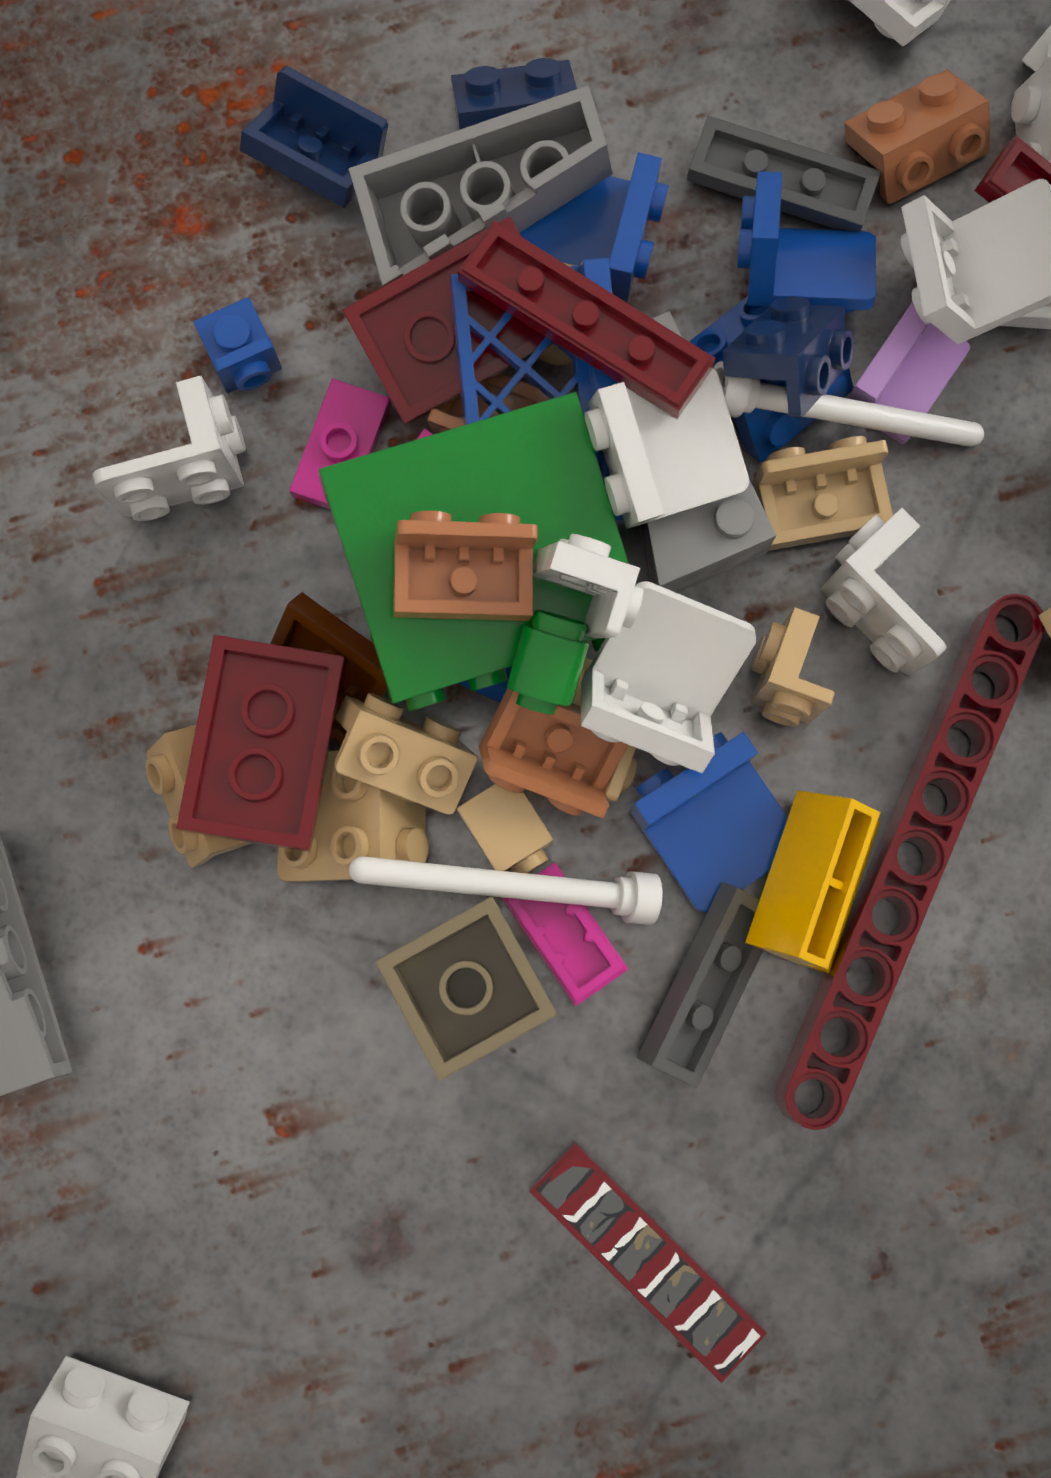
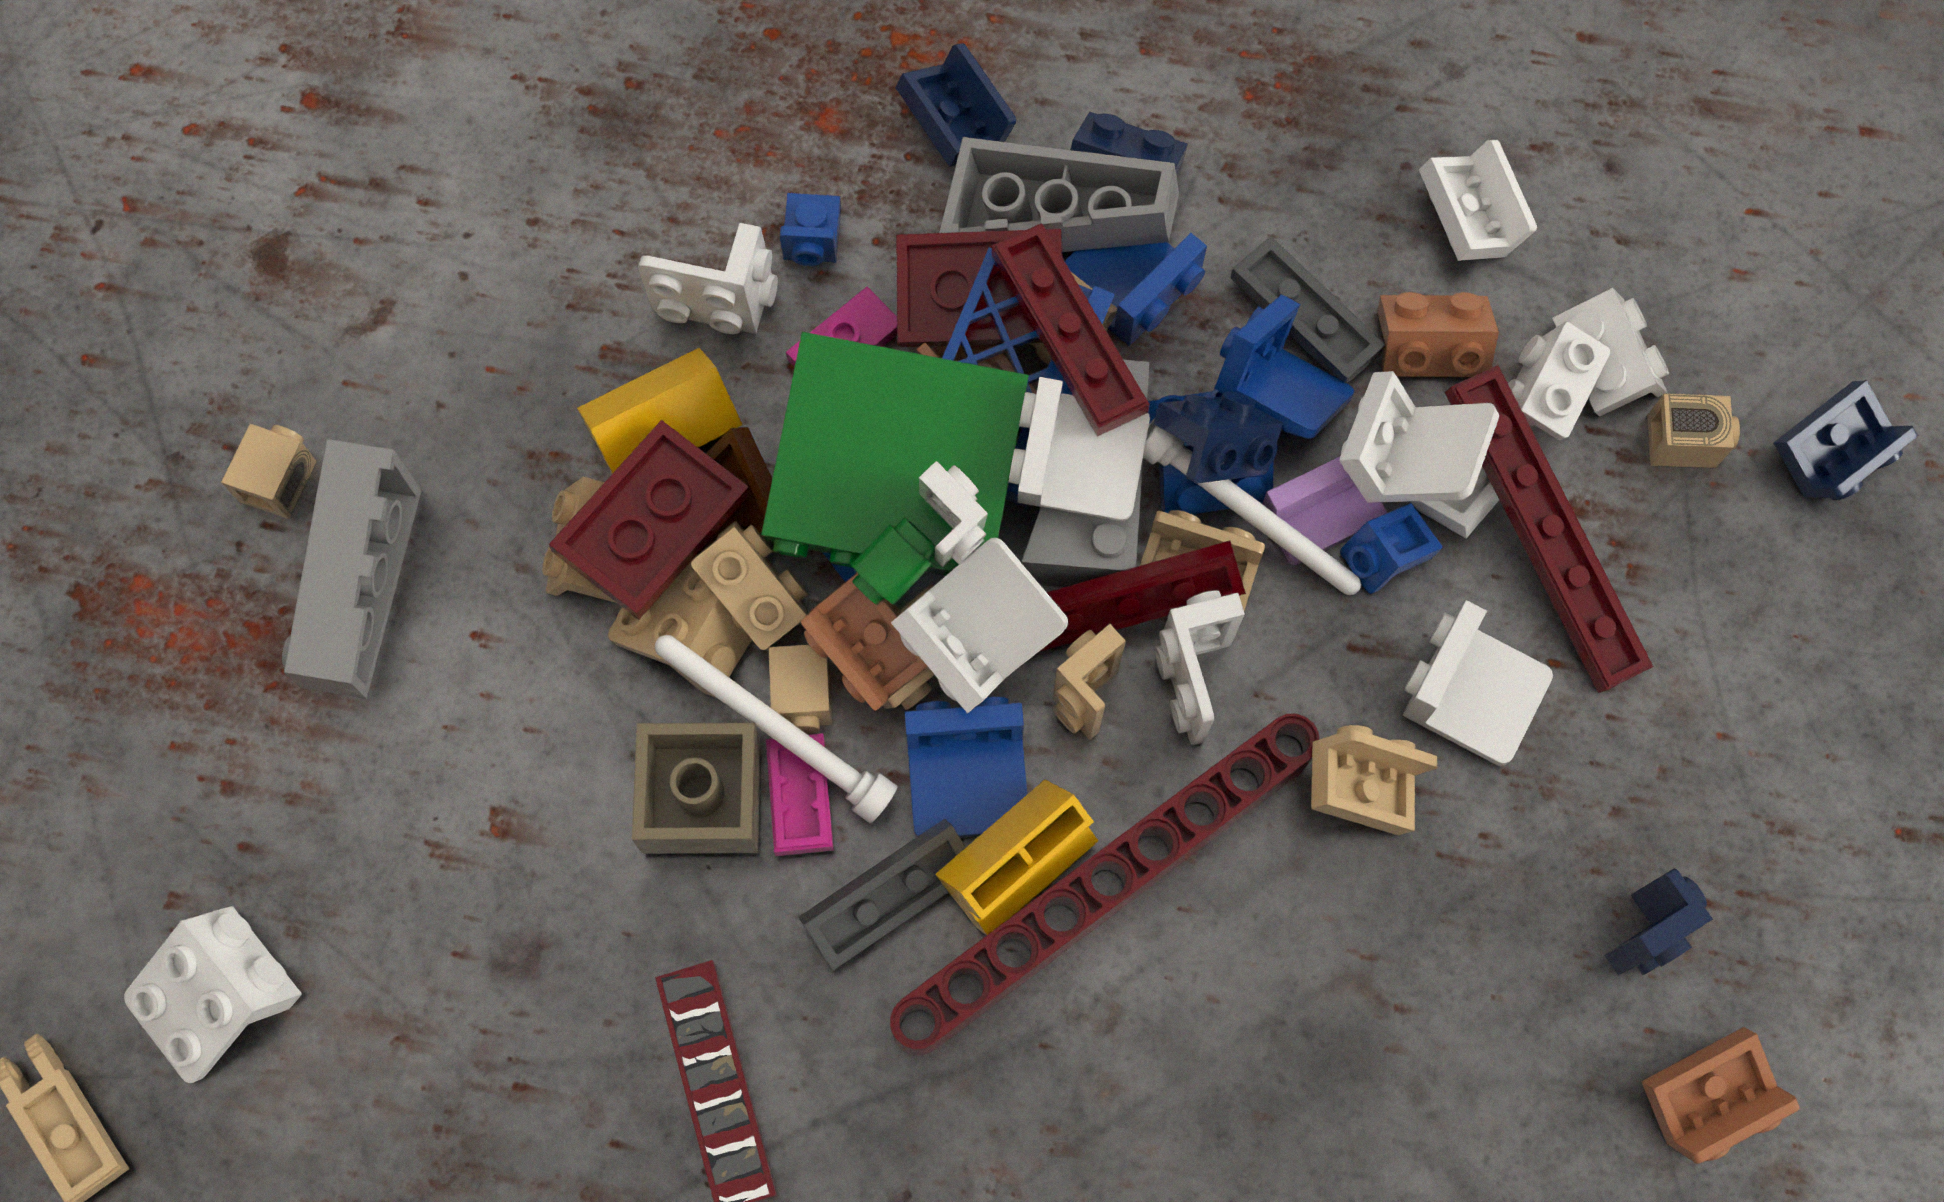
camera: 30 degrees right, 10 degrees down
(205, 595) = (680, 393): none -> yellow piece
(463, 567) = (866, 456): nougat bracket -> none
(801, 545) = (1145, 591): none -> dark red tile
(993, 379) = (1389, 547): none -> blue bracket

